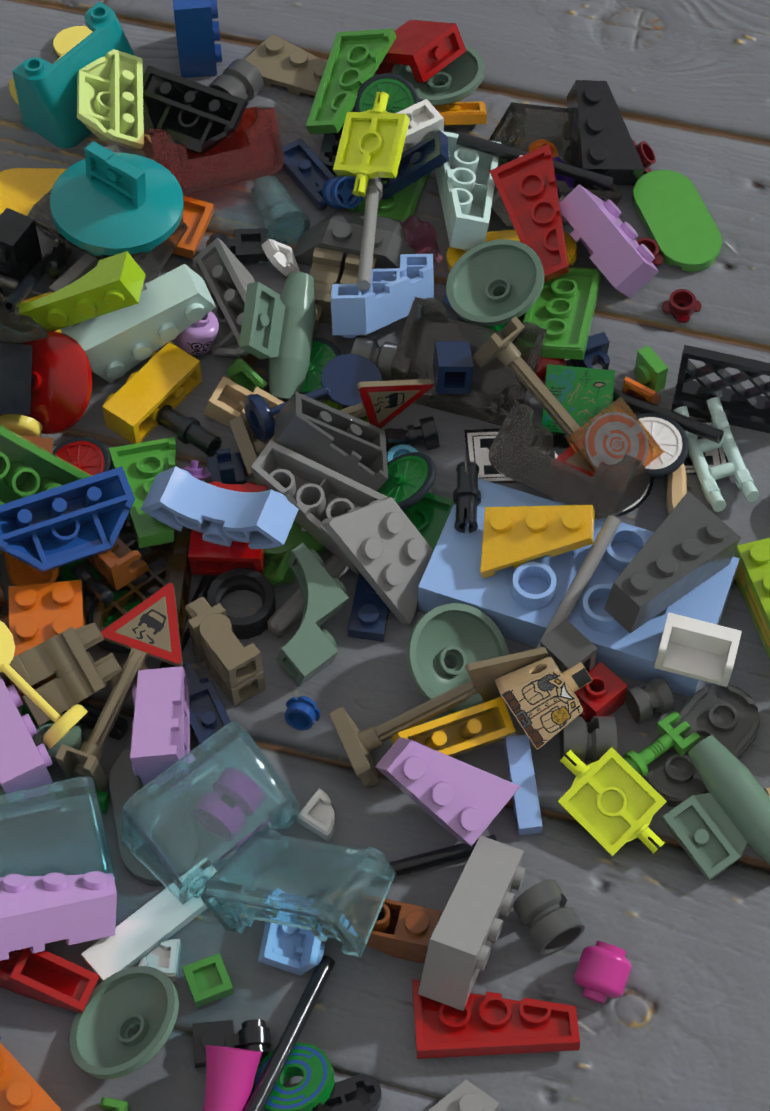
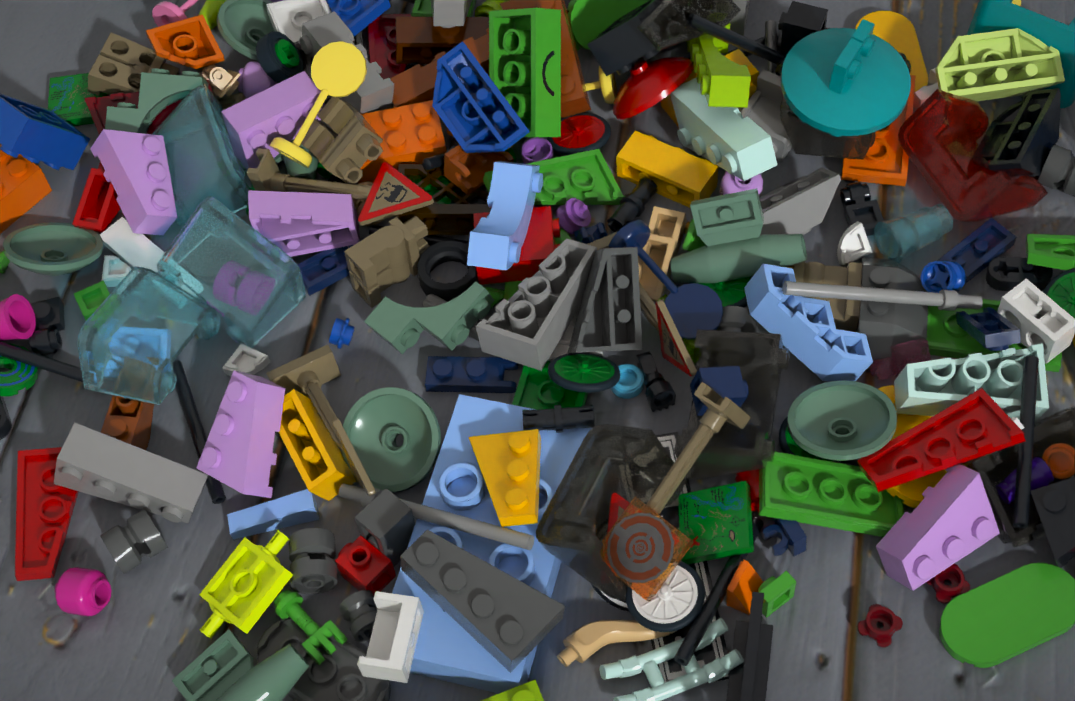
camera: 90 degrees right, 0 degrees up
(371, 144) = (991, 278): neon yellow plate -> none
(385, 552) = (488, 353): light grey wing -> none
(543, 697) = (330, 498): tan torso -> none

